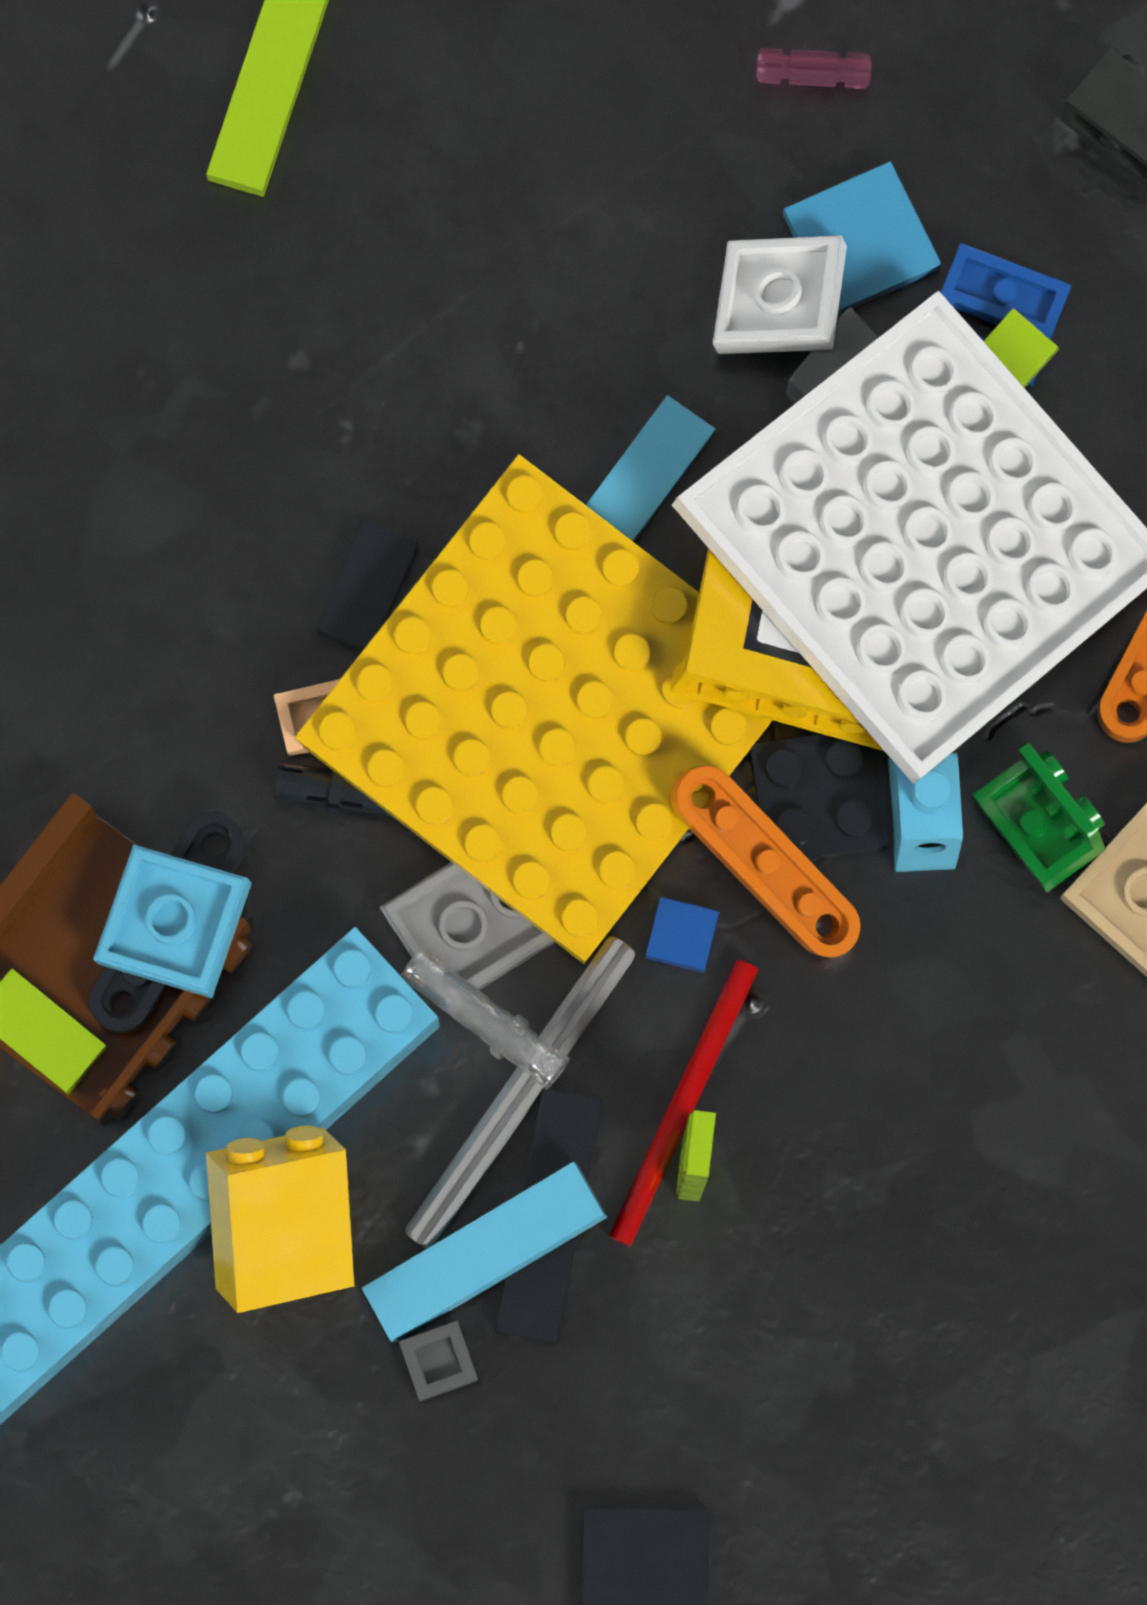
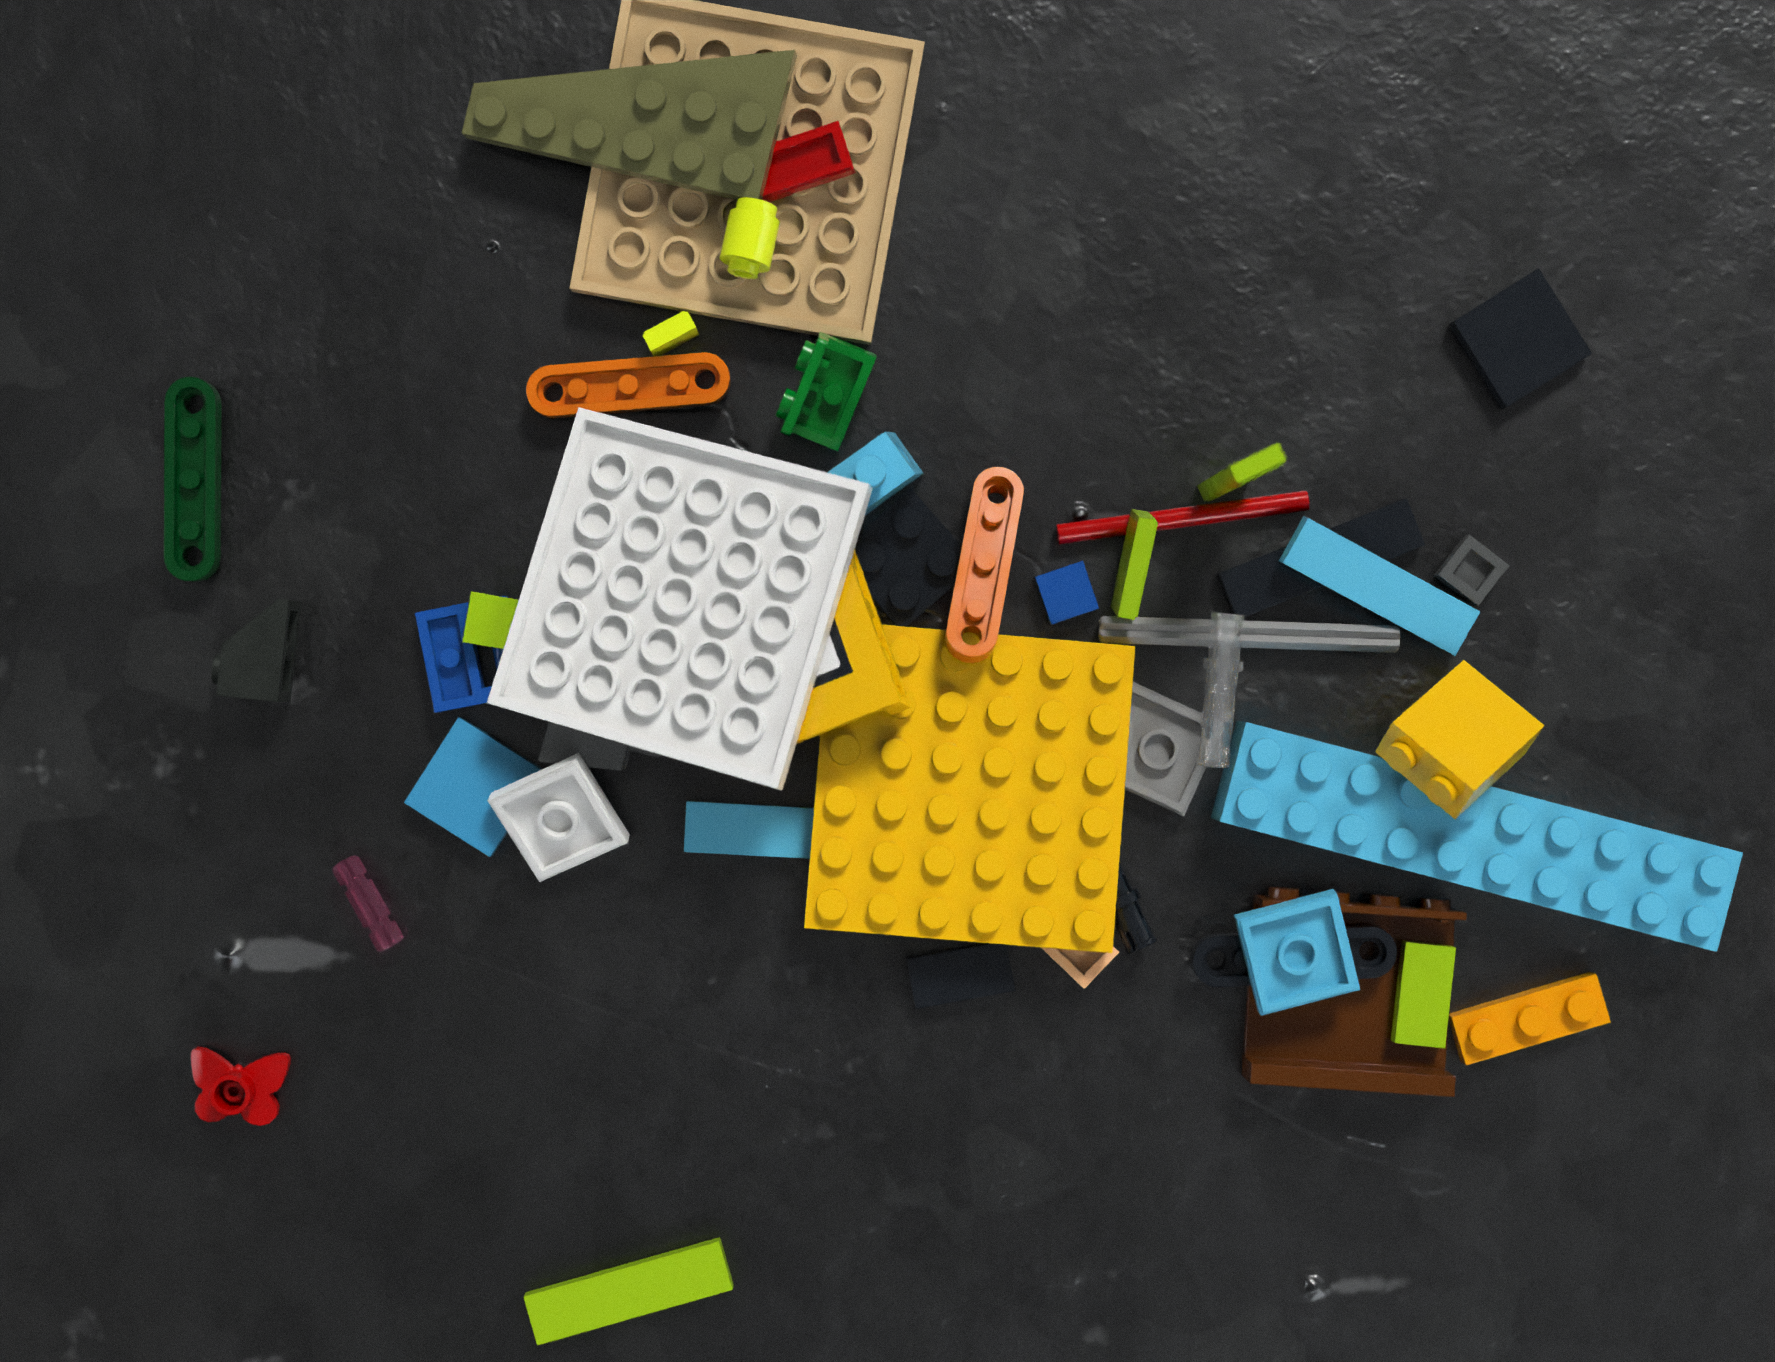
camera: 125 degrees left, 10 degrees up
(668, 1014) = (1134, 564): none -> lime tile

